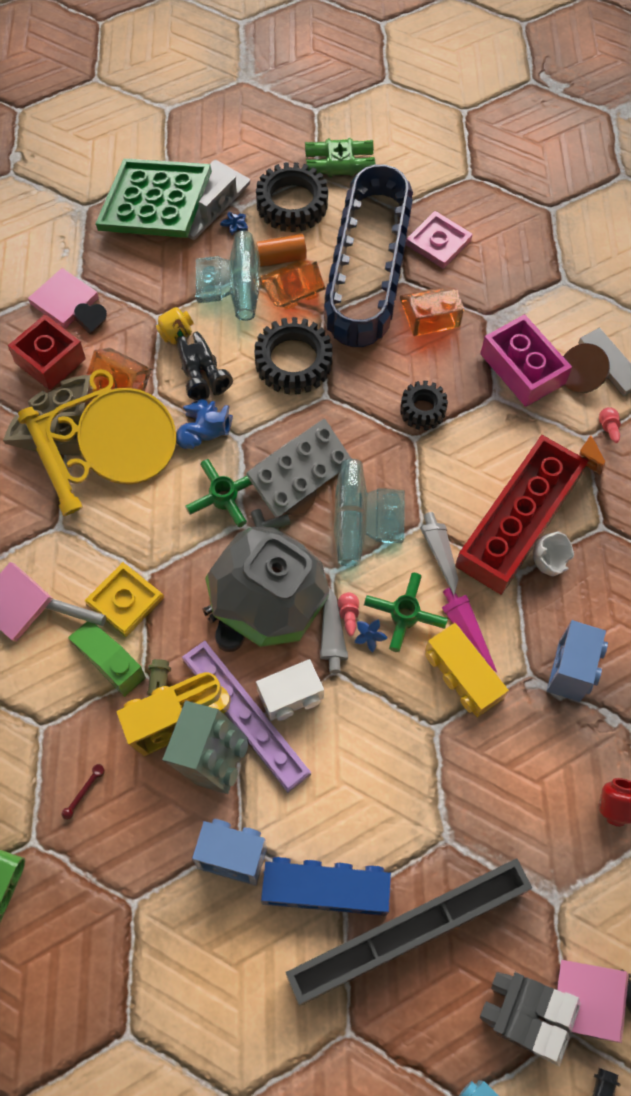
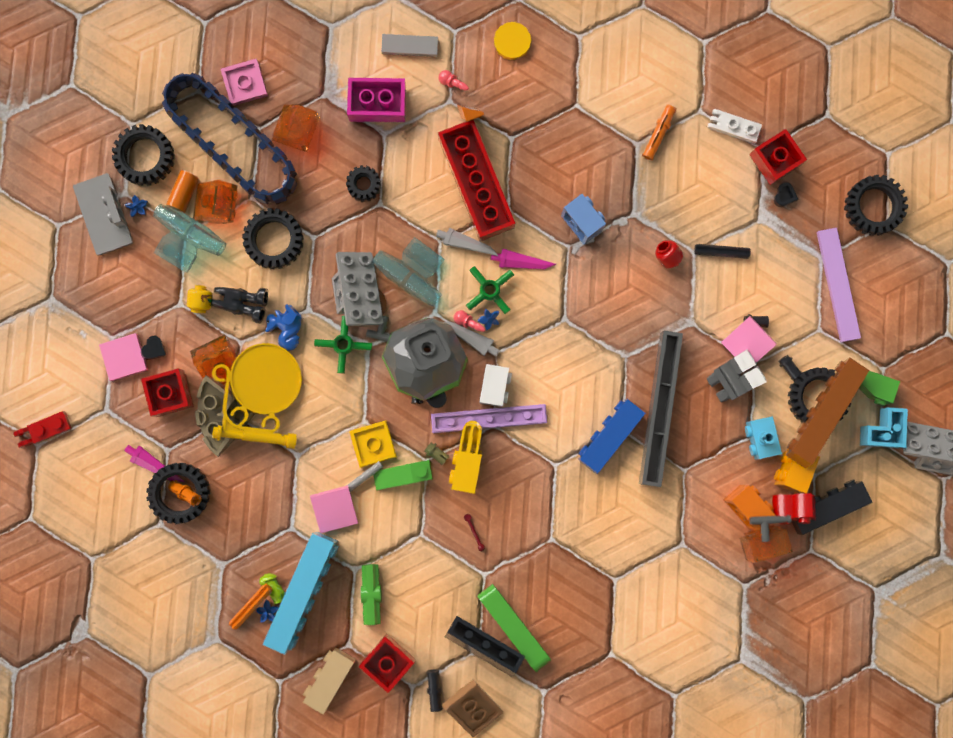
camera: 60 degrees left, 20 degrees up
(154, 197) = (82, 248): green plate -> none
(206, 747) = (503, 452): sand green piece -> none
(230, 851) = (563, 474): medium blue brick -> none
(339, 156) = (127, 90): bright green pin -> none
(465, 670) = (546, 281): yellow brick -> none
(552, 553) = (511, 182): white hair -> none
(589, 367) = (406, 64): reddish brown piece -> none

